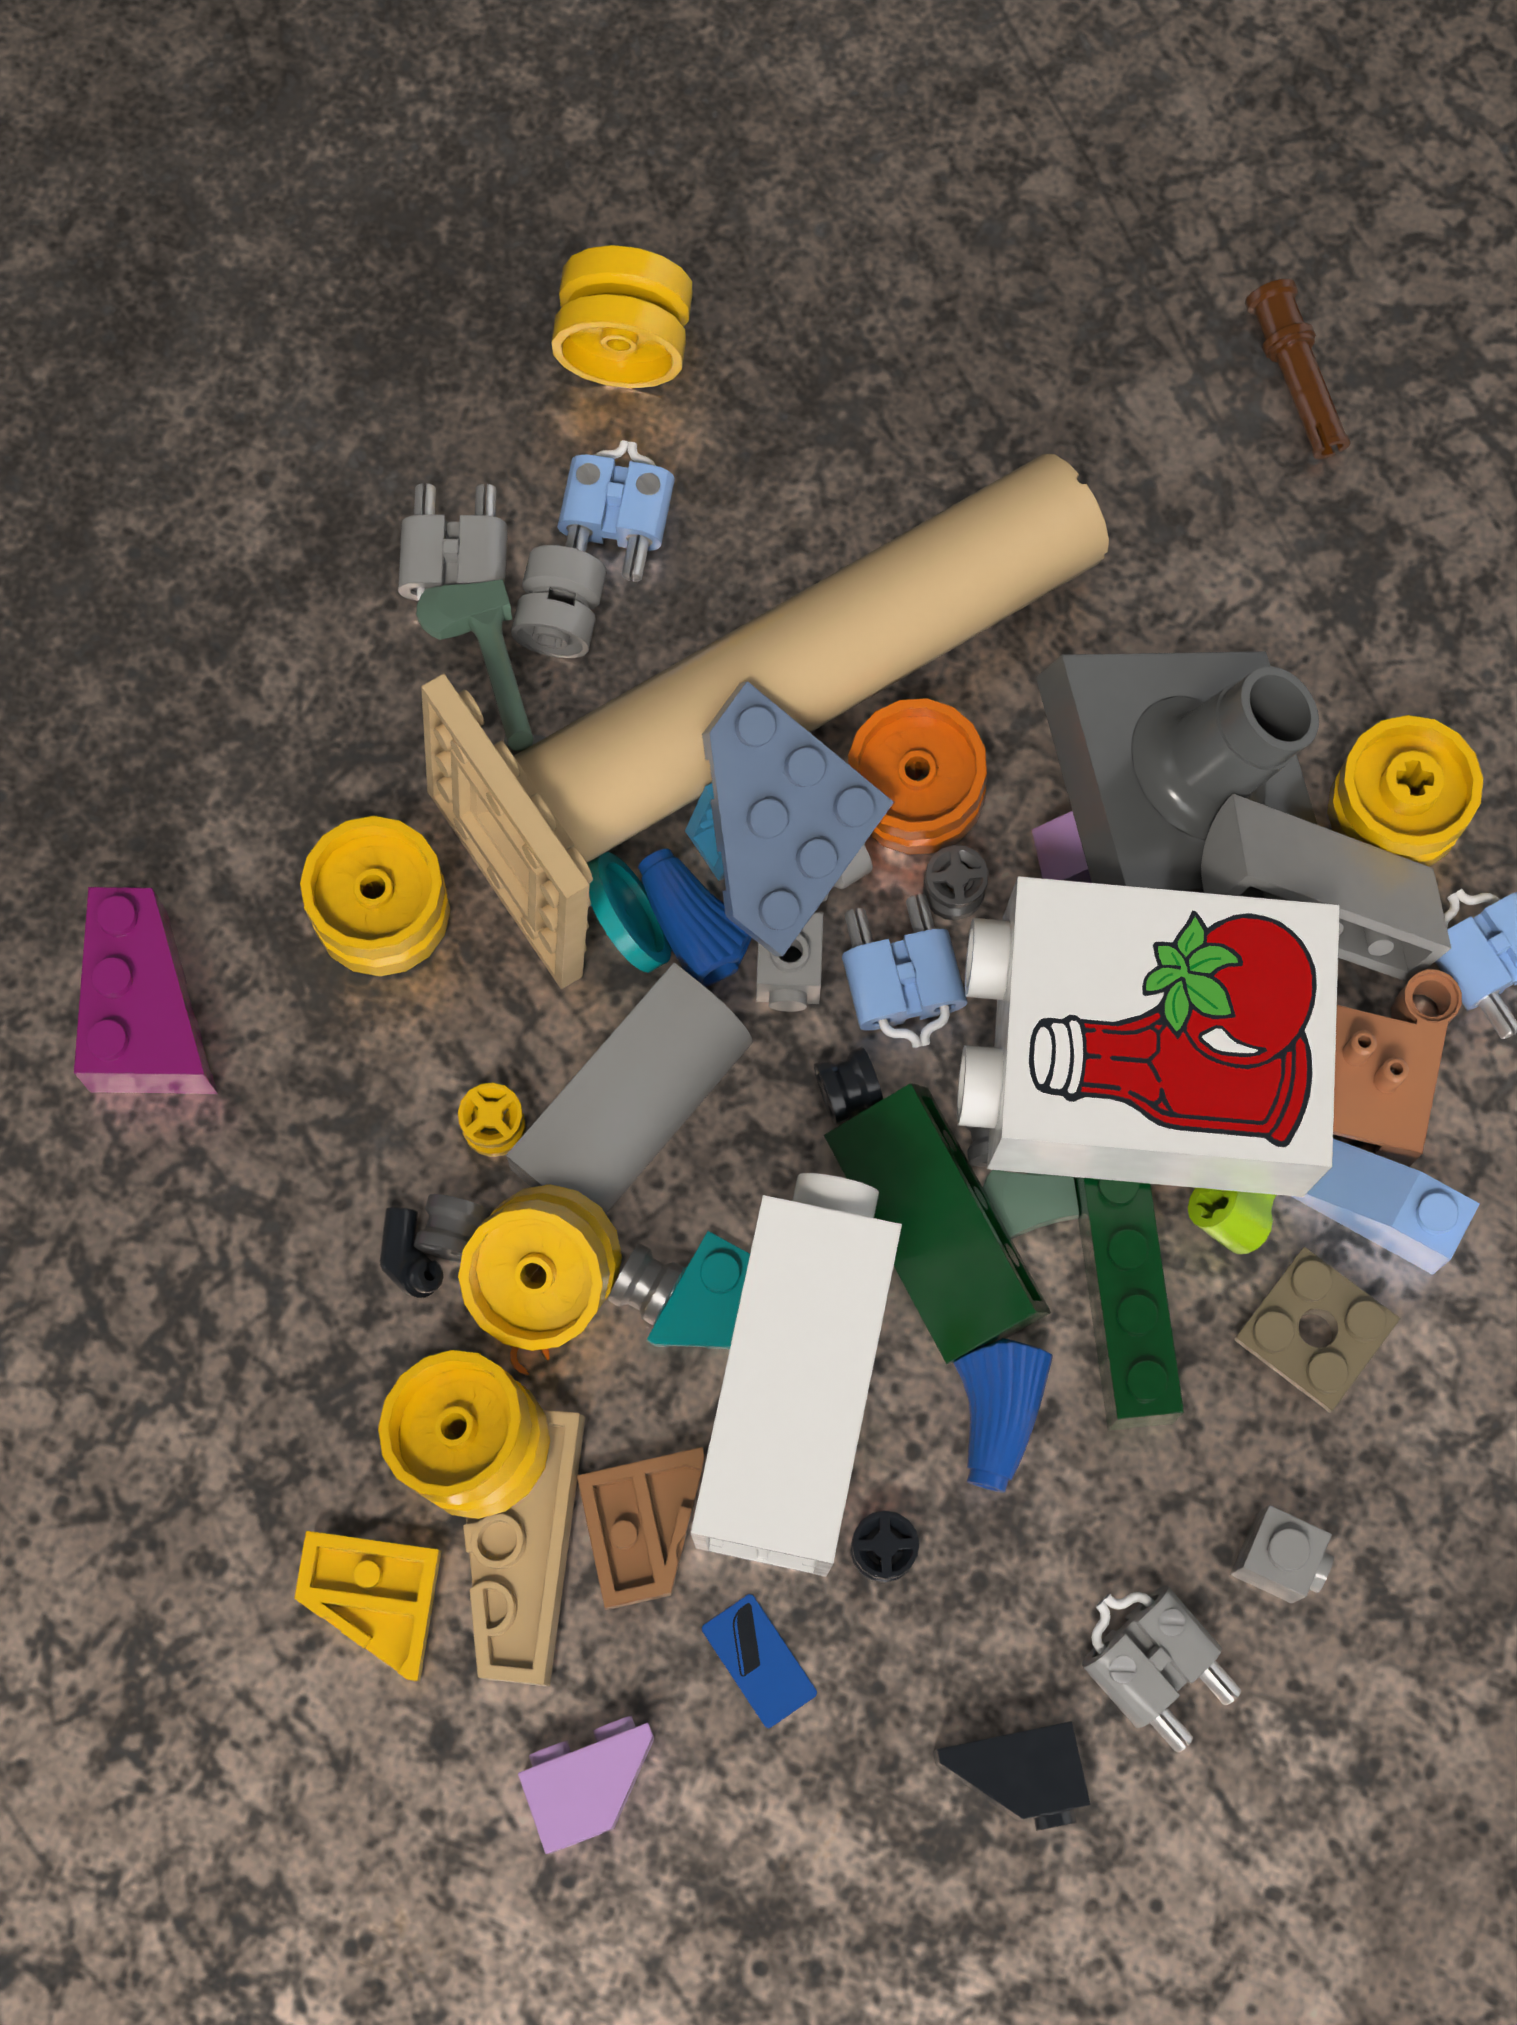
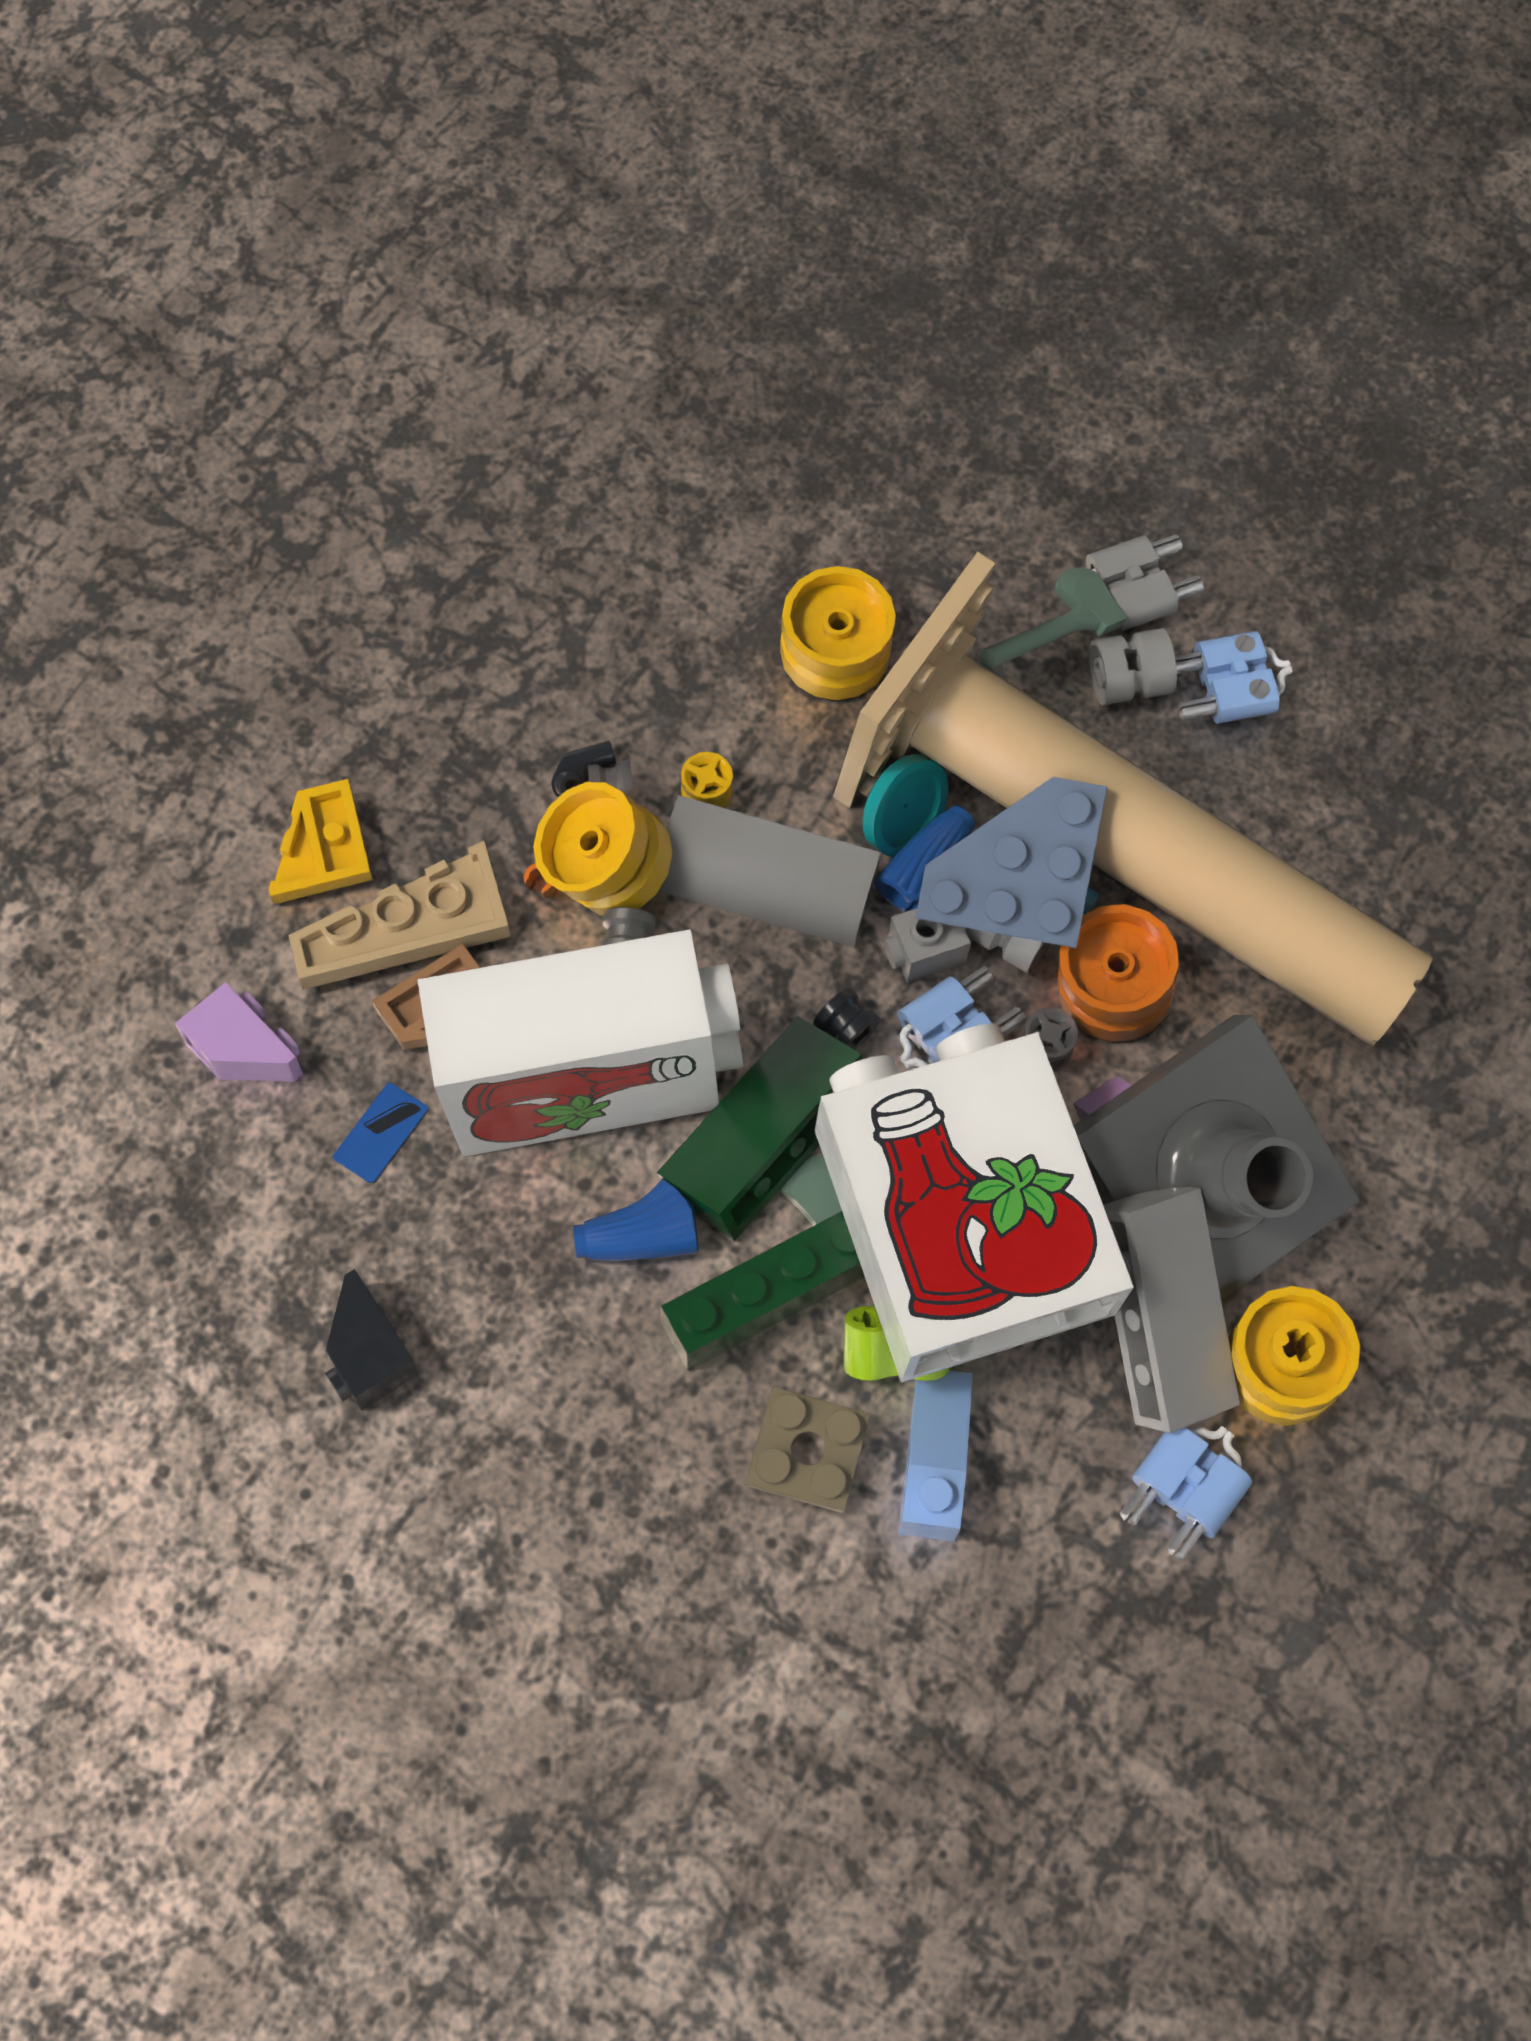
camera: 65 degrees right, 5 degrees down
(135, 1001) = (687, 511): magenta wedge -> none
(464, 1434) = (454, 845): yellow wheel -> none
(622, 317) = (1384, 613): yellow wheel -> none
(894, 1535) = (495, 1171): black wheel -> none
(1153, 1659) = (491, 1415): light grey piece -> none
(1284, 1555) = (610, 1482): light grey brick -> none
(1392, 1067) = (1036, 1410): nougat piece -> none

